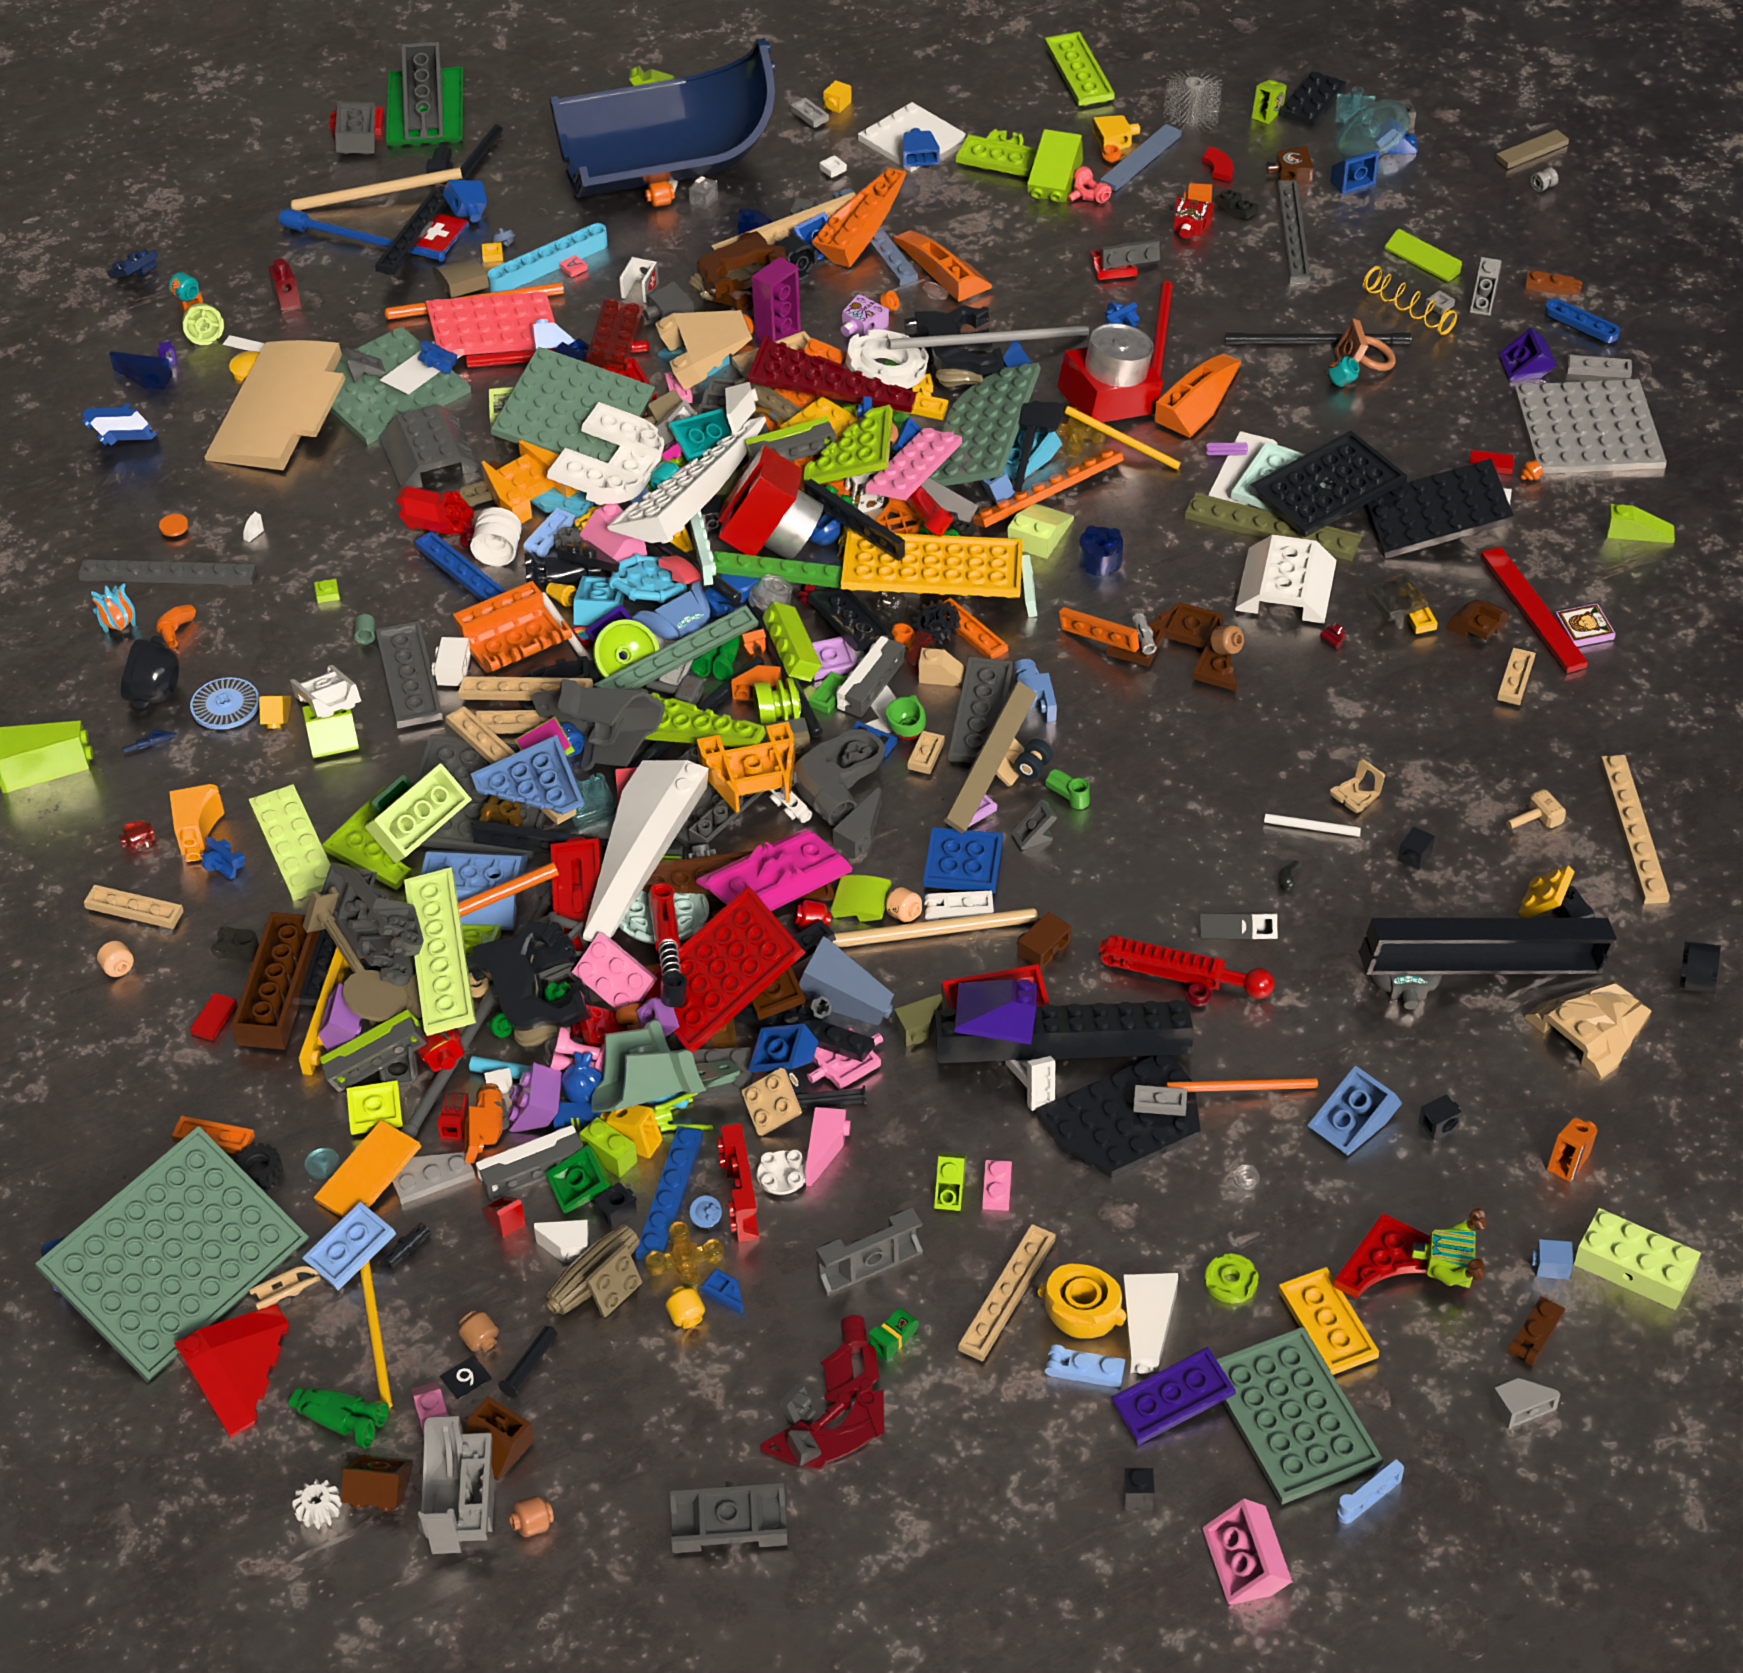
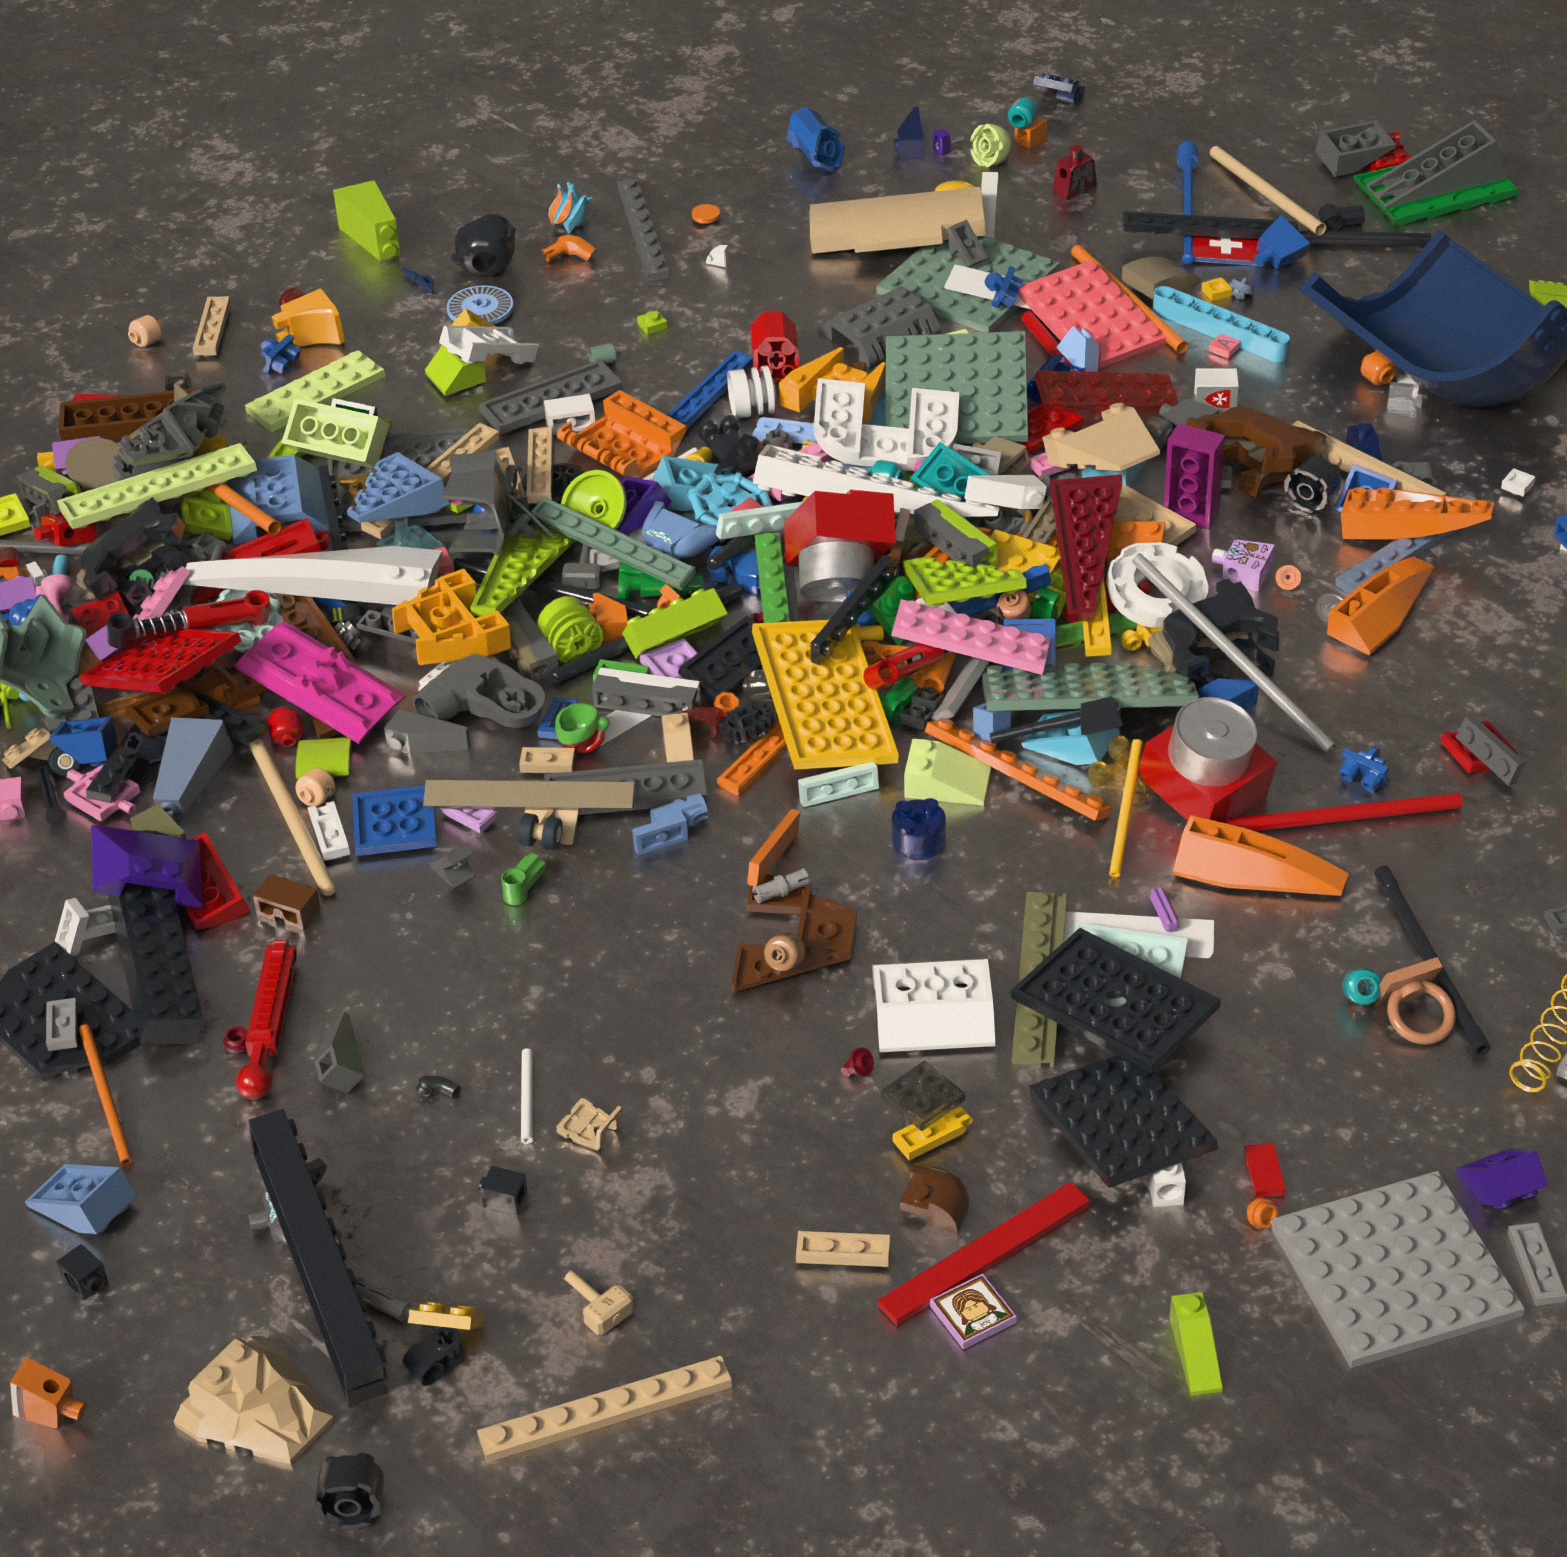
camera: 75 degrees right, 5 degrees down
(770, 589) = (739, 593): clear cone -> none

